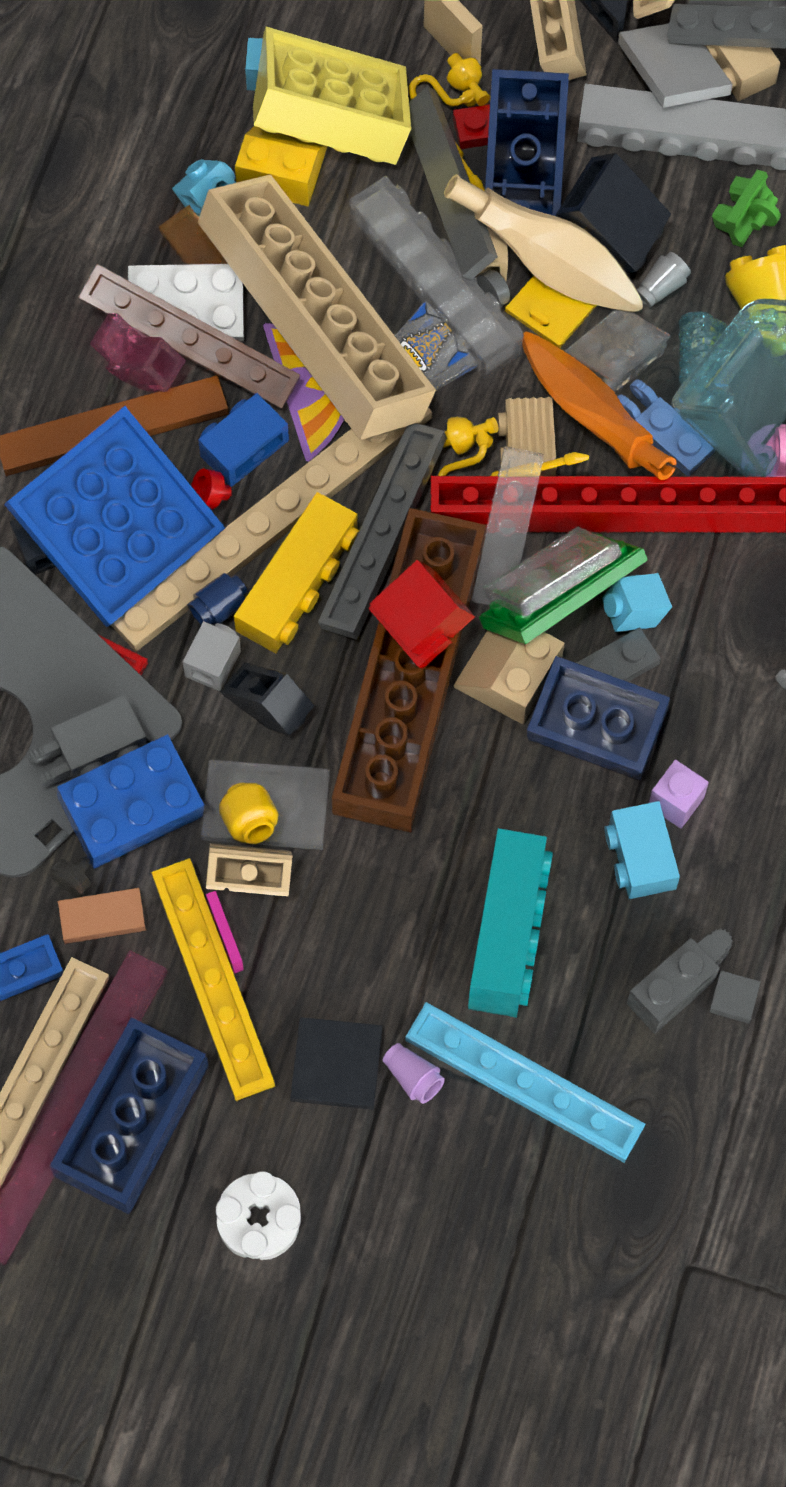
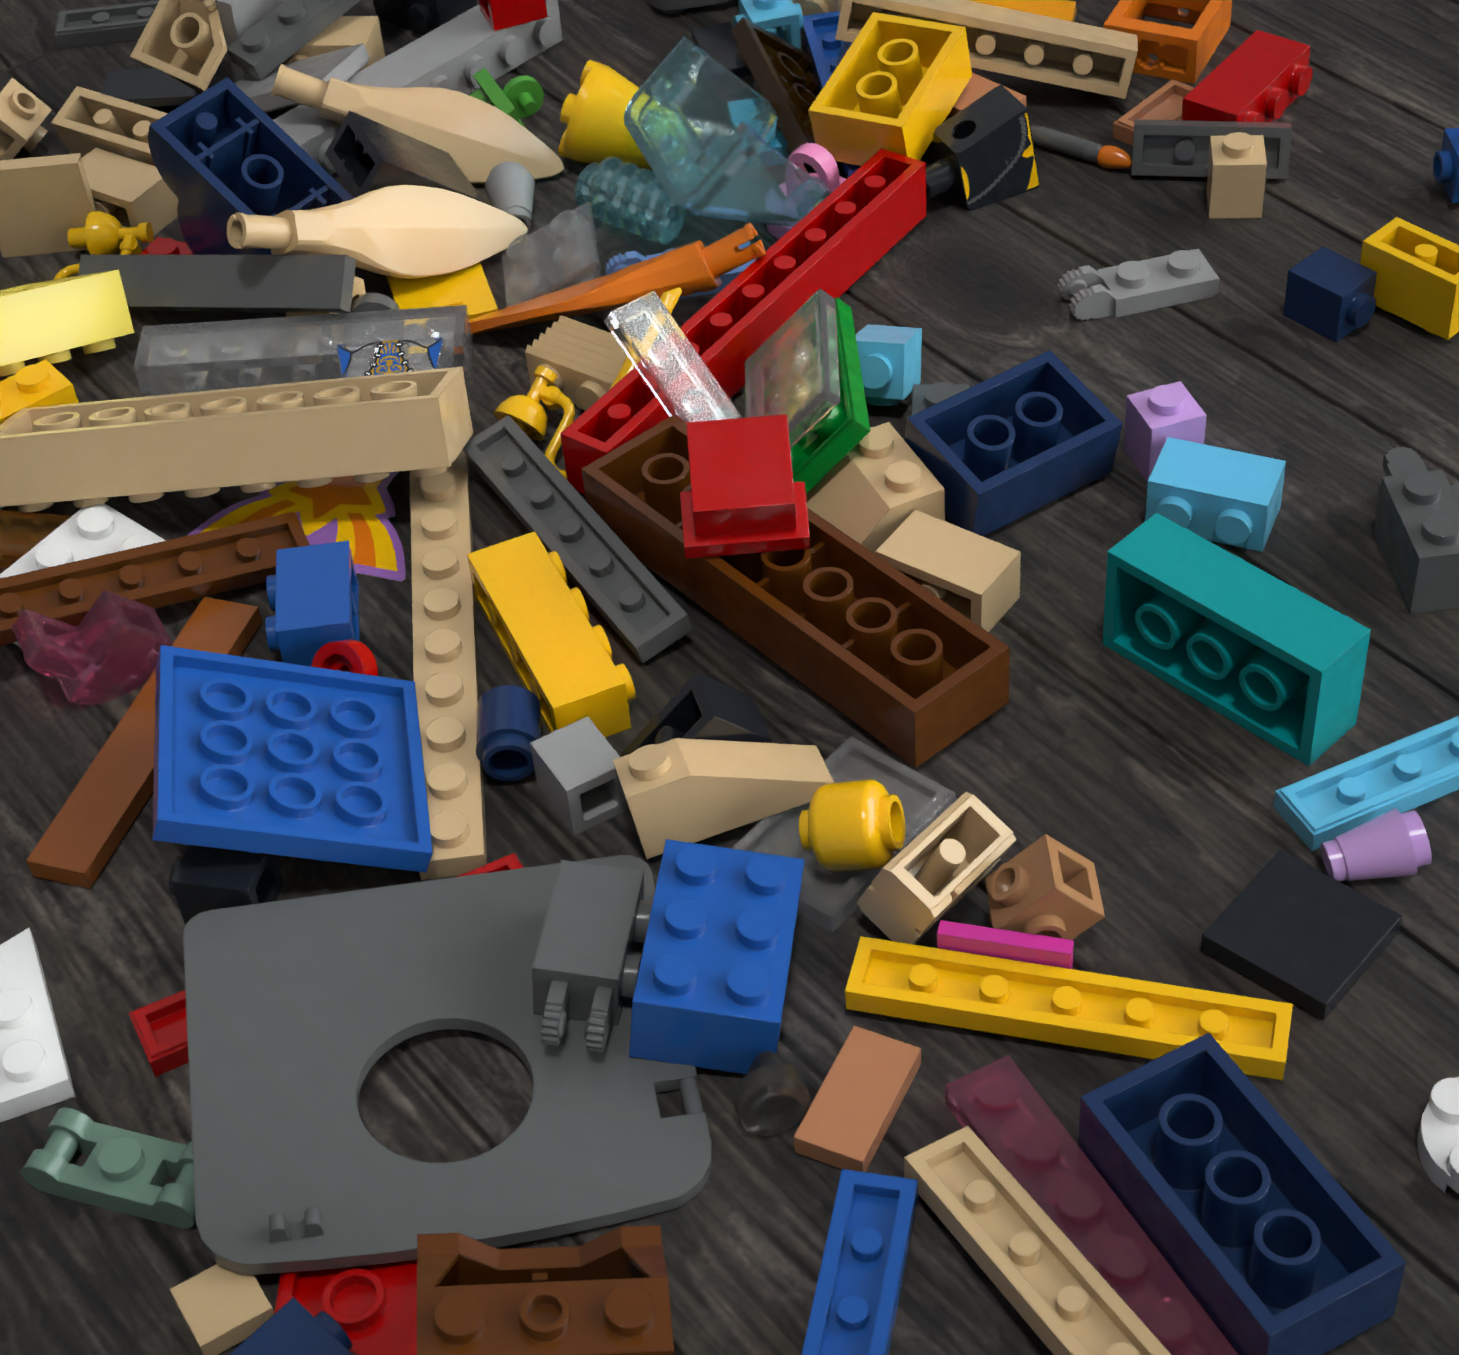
camera: 50 degrees left, 25 degrees down
(241, 729) = (713, 786): none -> tan slope
(264, 930) = (1045, 892): none -> medium nougat brick
(481, 745) = (956, 566): none -> tan brick
(509, 42) = (129, 190): none -> tan brick
(682, 185) = (459, 124): none -> tan animal

